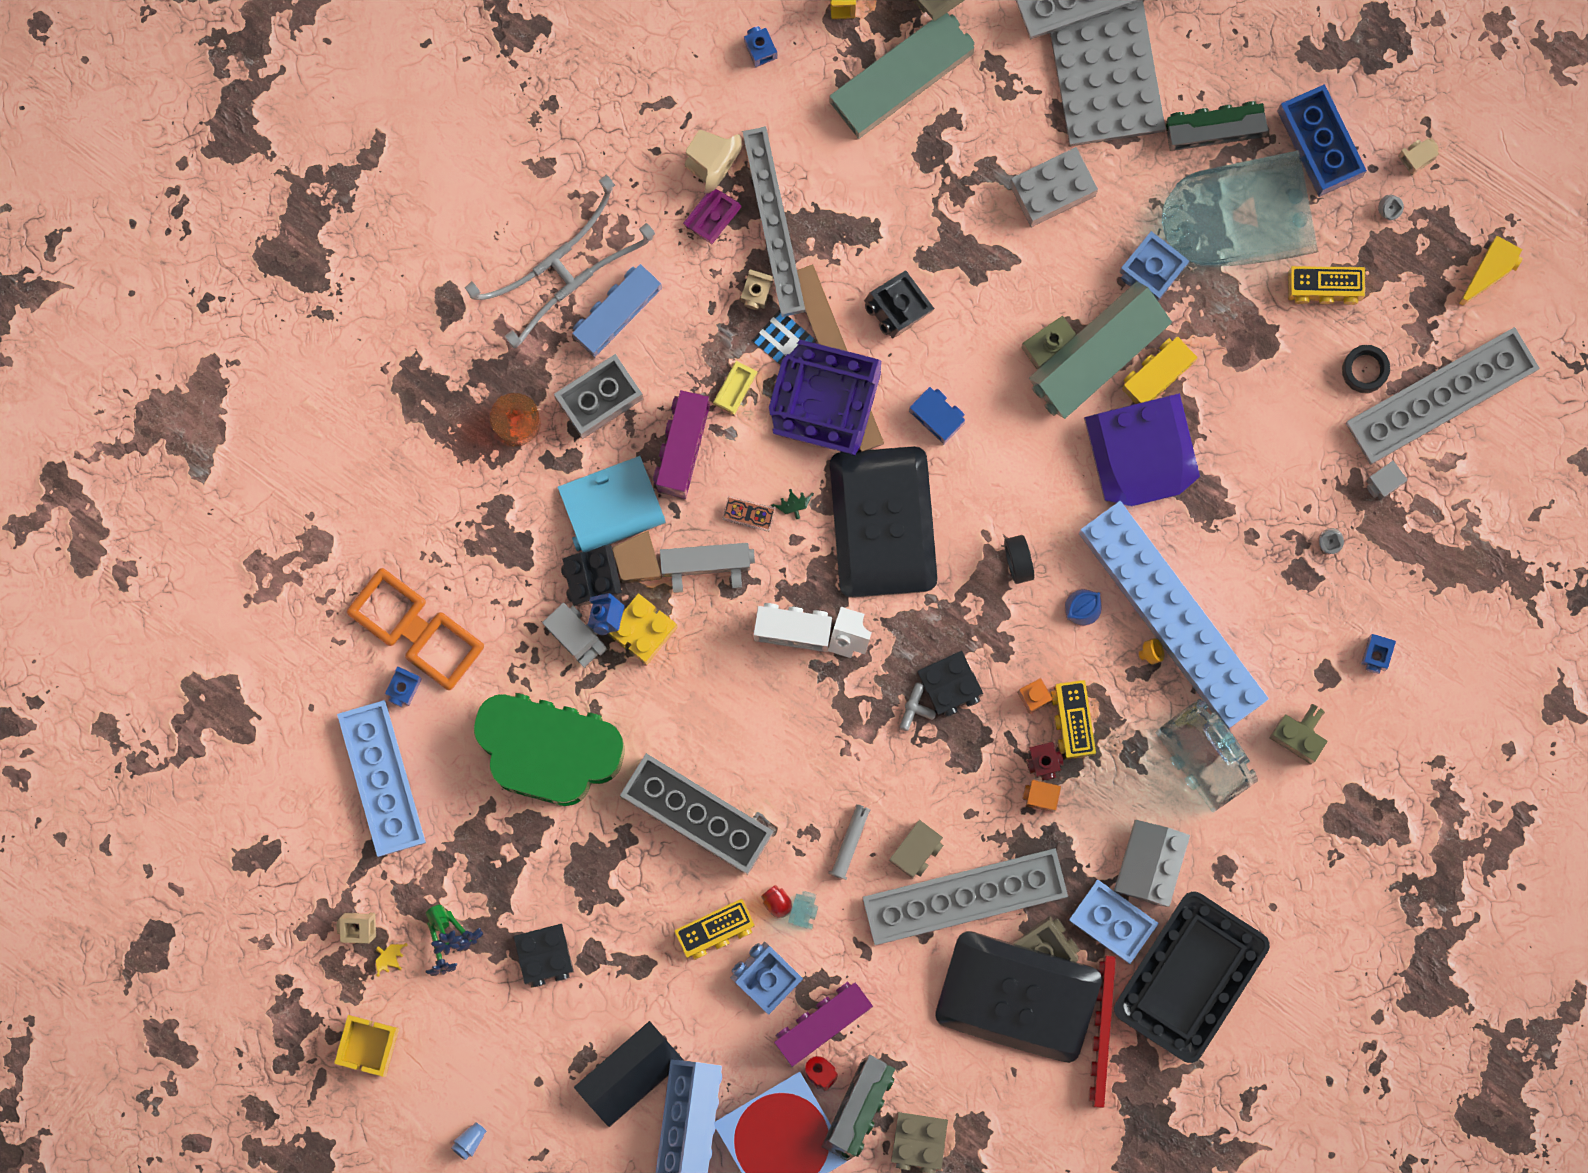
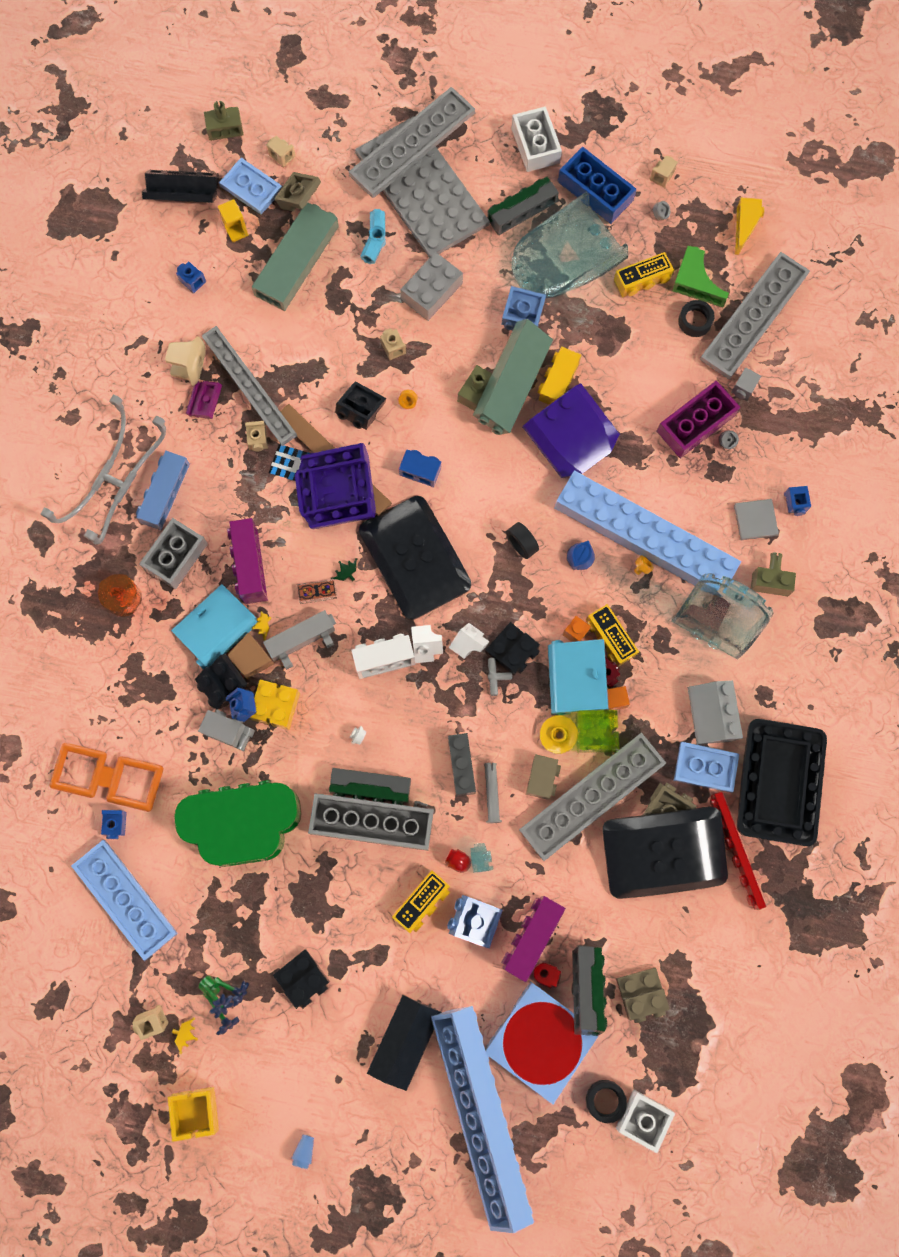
camera: 25 degrees left, 5 degrees down
(668, 528) = (262, 624): none -> yellow piece
(713, 772) = (370, 785): none -> piece
(724, 707) = (358, 735): none -> white plate
(735, 387) = (270, 509): light yellow tile -> none
(829, 794) = (461, 764): none -> dark grey brick
(902, 652) = (468, 640): none -> white brick
(947, 803) = (552, 727): none -> yellow dish
(960, 321) = (408, 399): none -> light orange tile
(972, 249) = (395, 348): none -> tan brick
(1003, 824) = (596, 731): none -> clear neon green piece
(1009, 750) = (577, 676): none -> medium azure door
(1020, 79) = (374, 245): none -> medium azure piece
(1273, 45) = (536, 139): none -> white brick
(1303, 500) = (698, 419): none -> magenta brick
(1317, 654) = (756, 519): none -> light grey tile
(1385, 317) = (694, 281): none -> bright green arch

